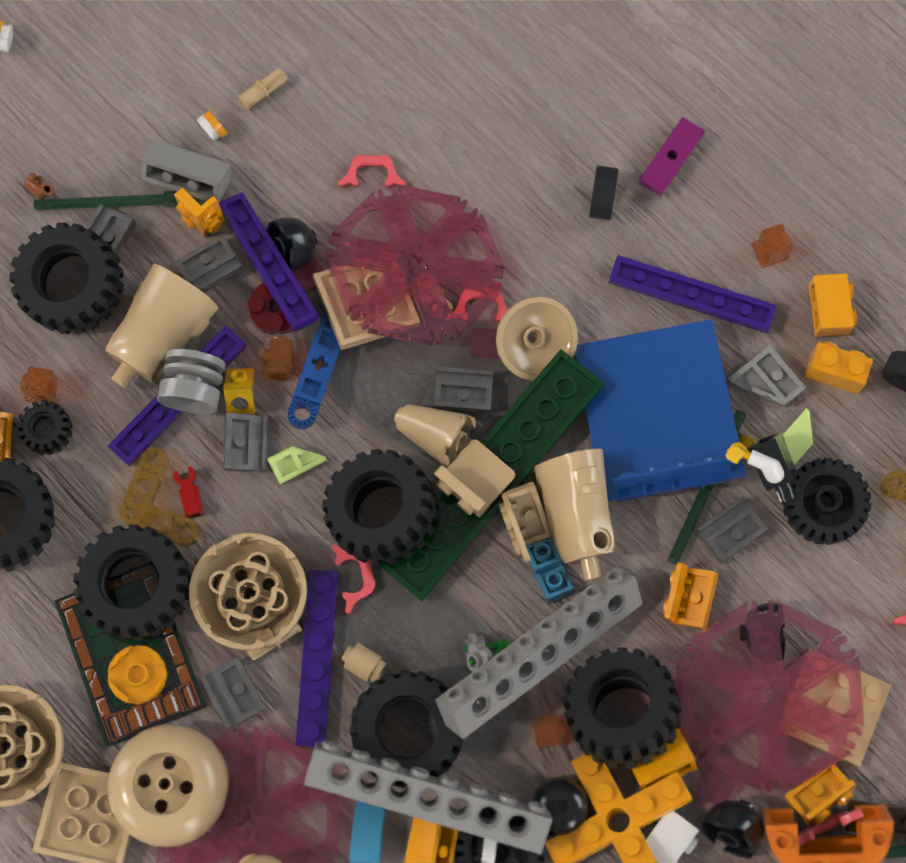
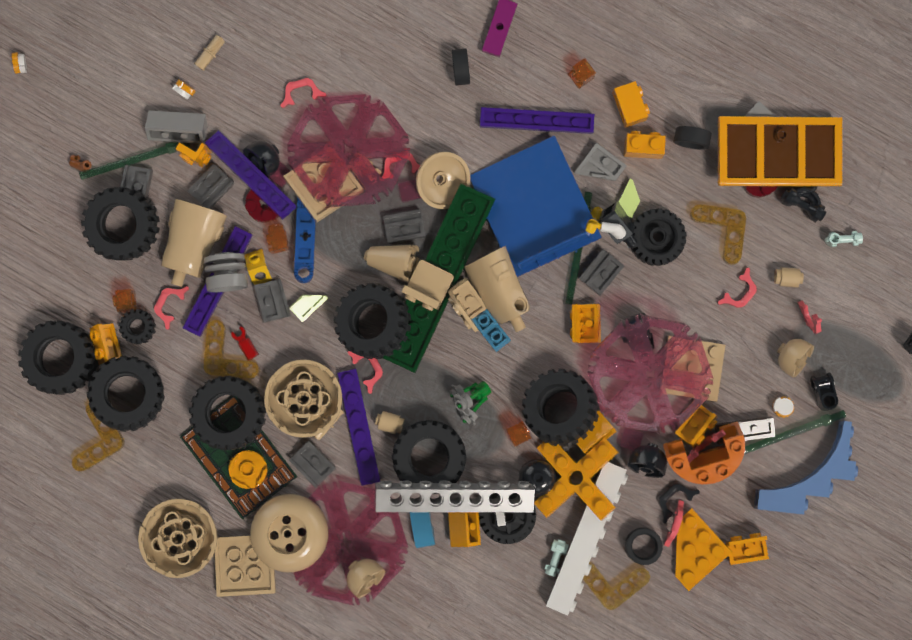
camera: 15 degrees left, 10 degrees up
(98, 393) = (161, 300): none -> coral helmet
(539, 652) = (499, 387): light grey brick -> none

